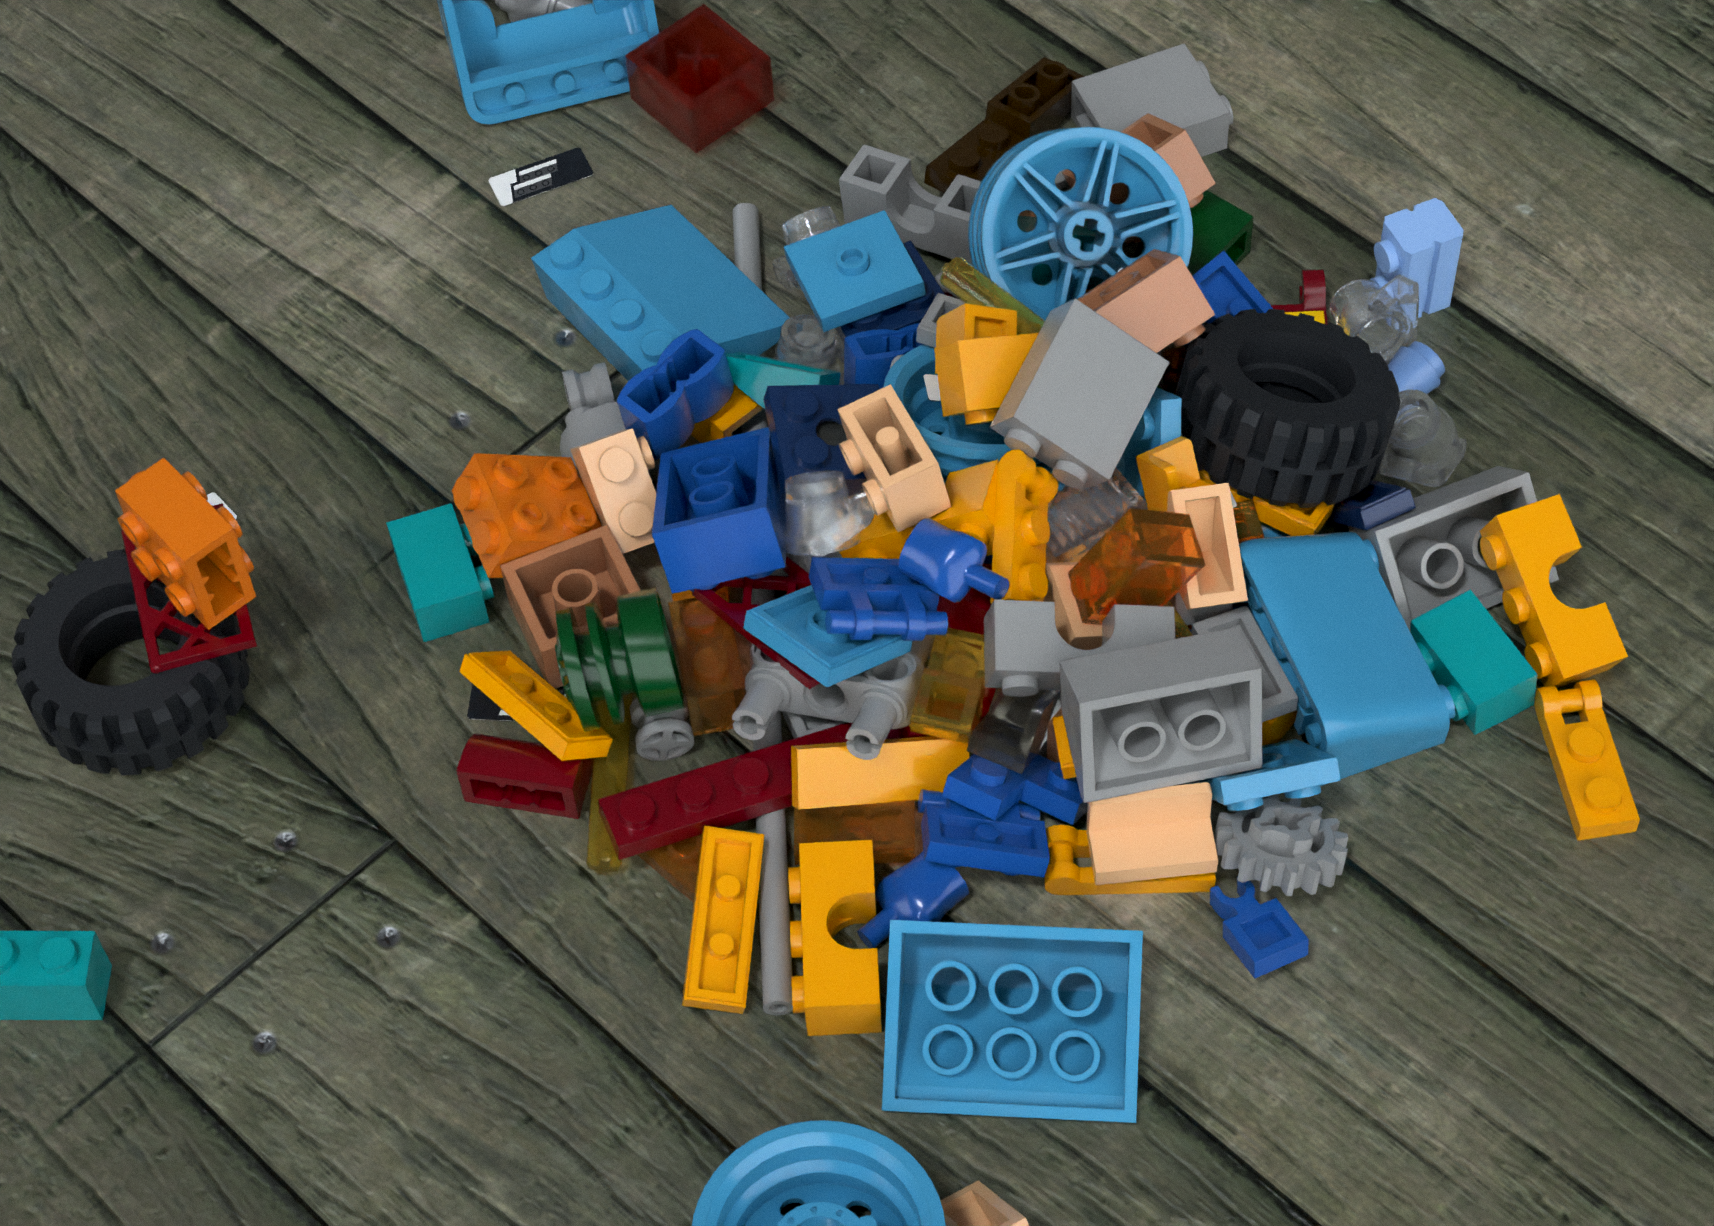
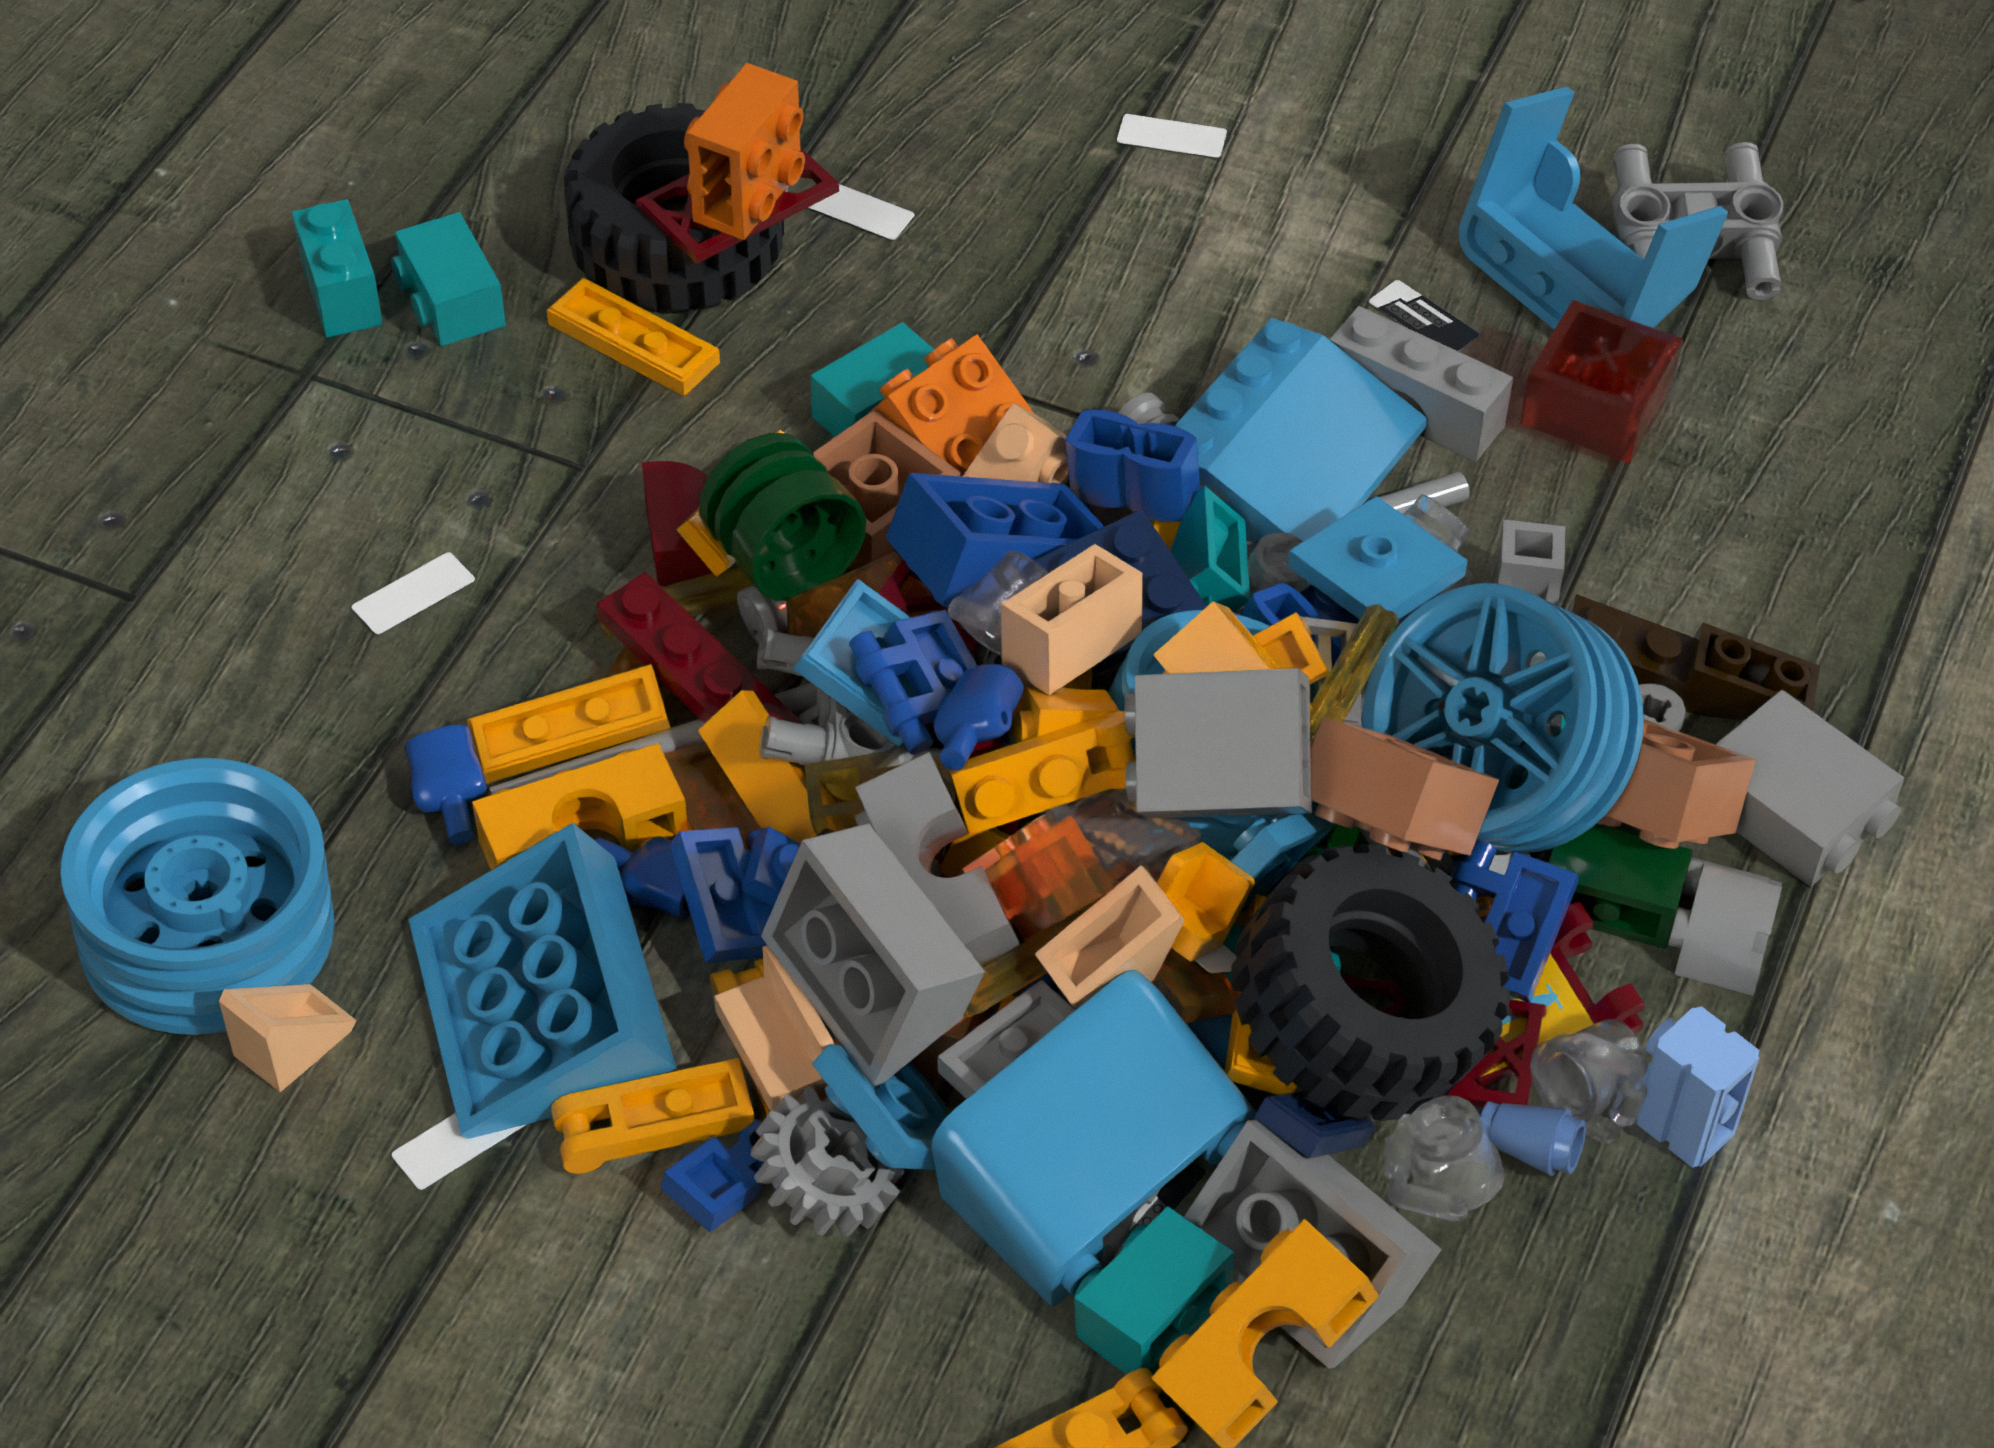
camera: 65 degrees right, 5 degrees down
(104, 881) = (448, 279): none -> teal brick
(226, 276) = (1172, 135): none -> white sticker
(252, 753) = (633, 336): none -> light orange tile
(483, 1020) = (413, 593): none -> white sticker
(663, 172) = (1458, 394): none -> light grey arch
(742, 1035) = (446, 777): none -> blue piece
(1141, 1146) = (442, 1151): none -> white sticker
(1176, 963) = (652, 1114): none -> light orange plate
(1261, 189) = (1727, 926): none -> light grey cylinder

